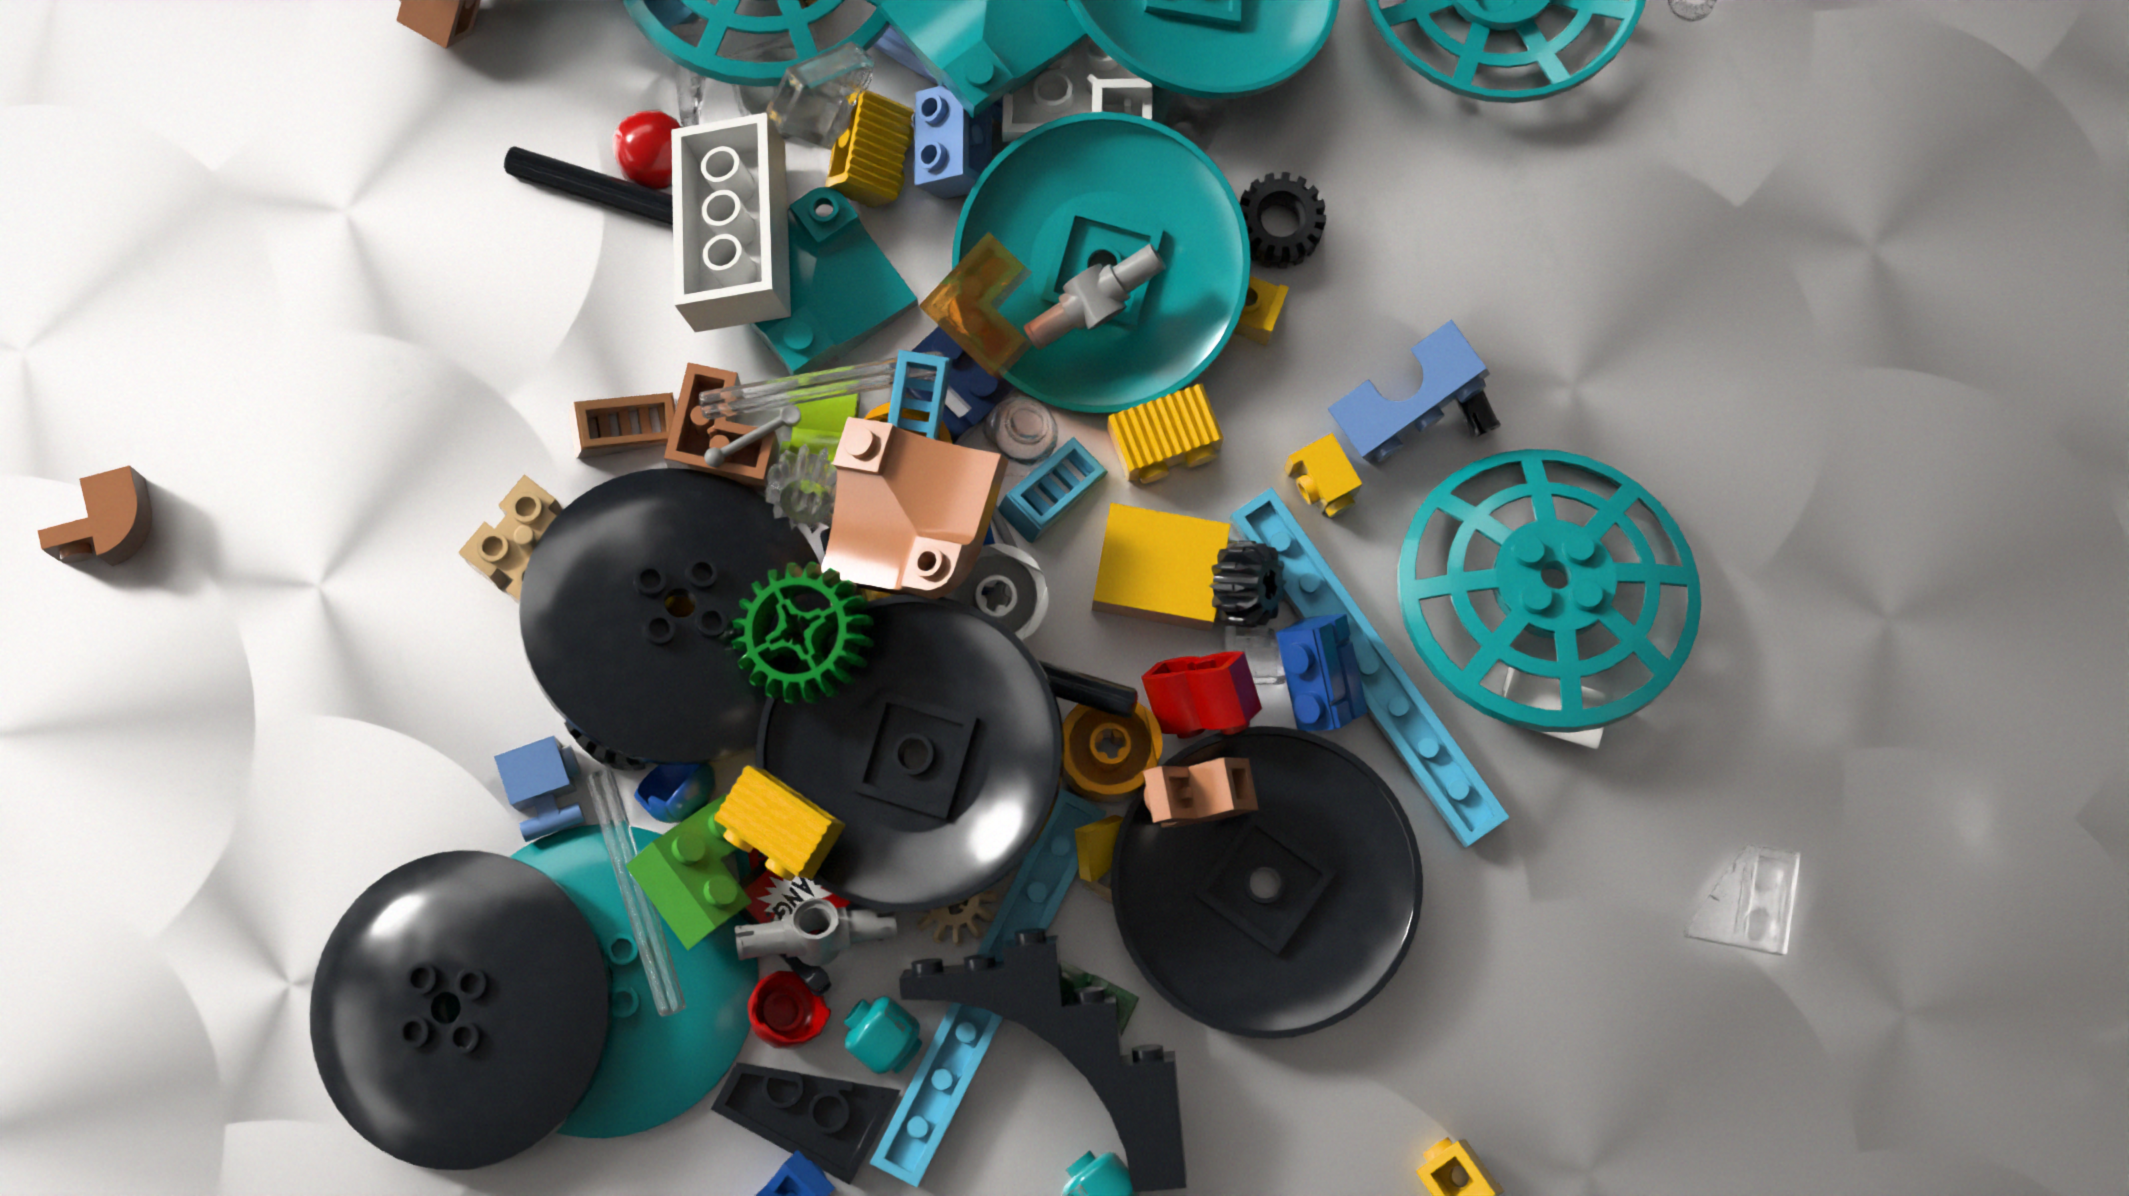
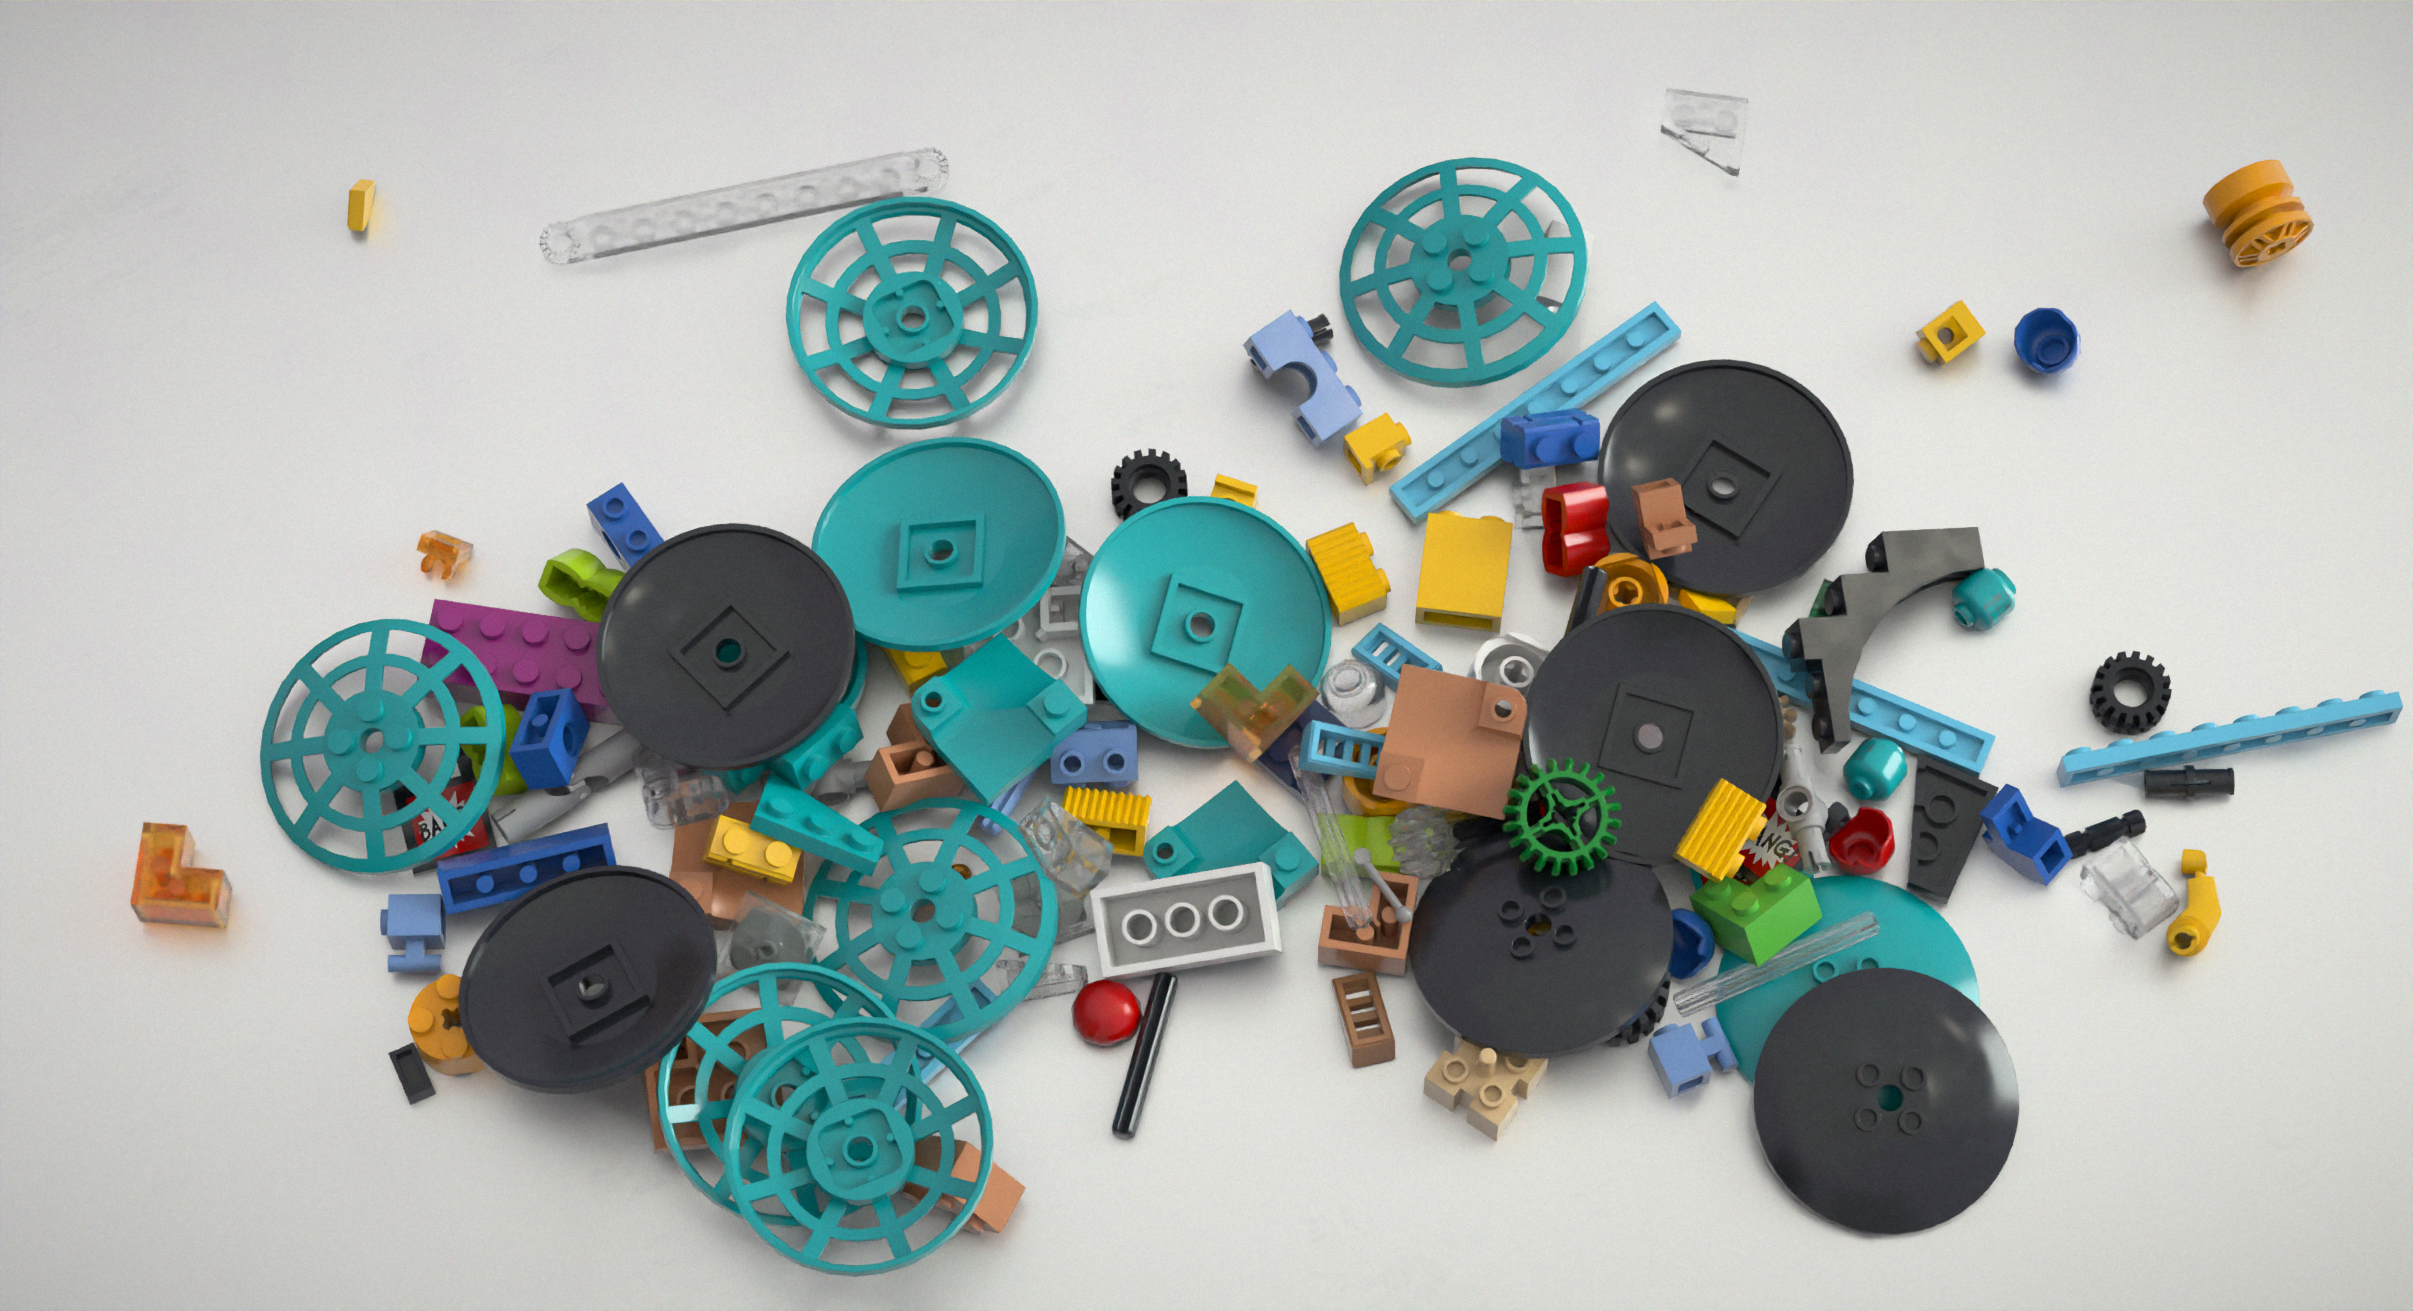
camera: 85 degrees left, 10 degrees down
(1094, 297) = (1241, 619): light grey pin -> none
(1247, 583) = (1480, 496): black gear -> none

